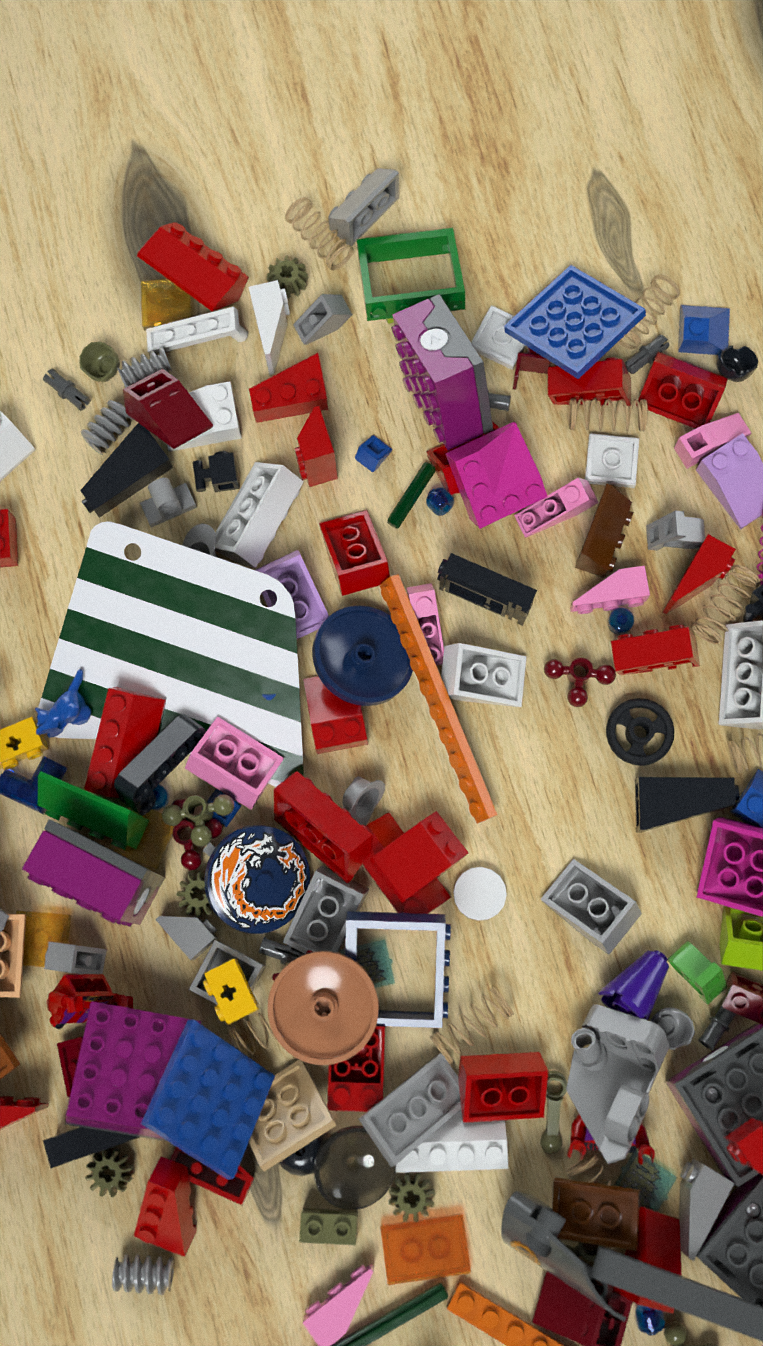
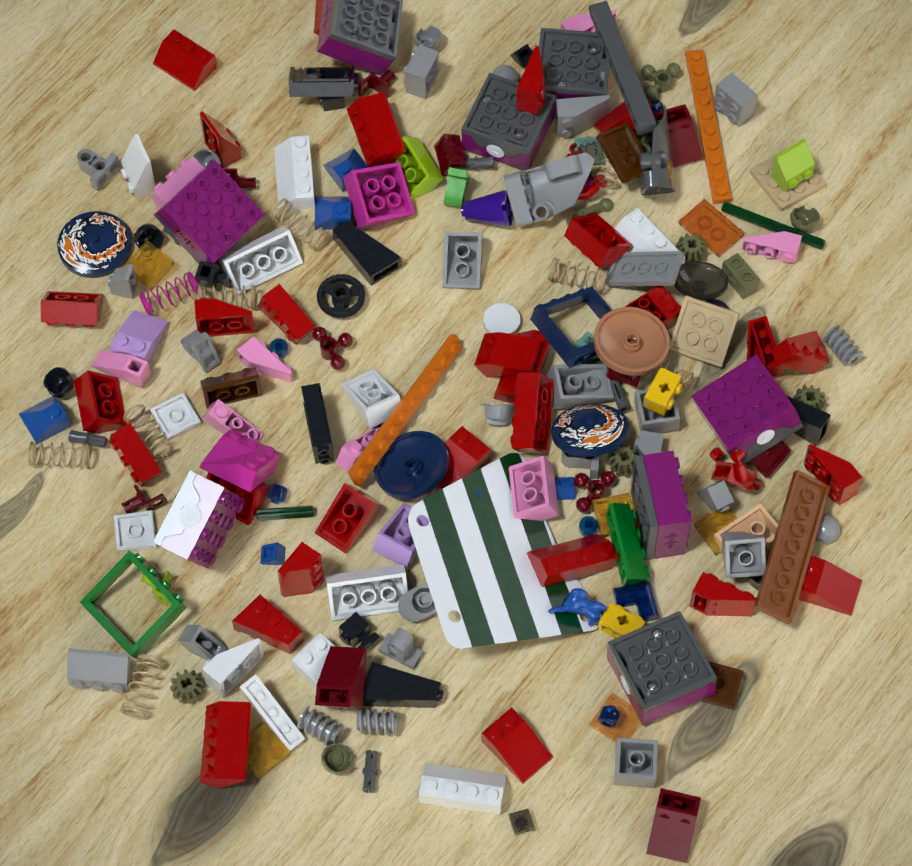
camera: 130 degrees left, 15 degrees down
(155, 762) = (567, 523): black beam -> none
(201, 834) = (589, 475): olive piece -> none
(209, 1099) = (726, 359): blue plate -> none
(574, 321) = (99, 484): plate -> none
(676, 1025) = (495, 180): light grey hair -> none

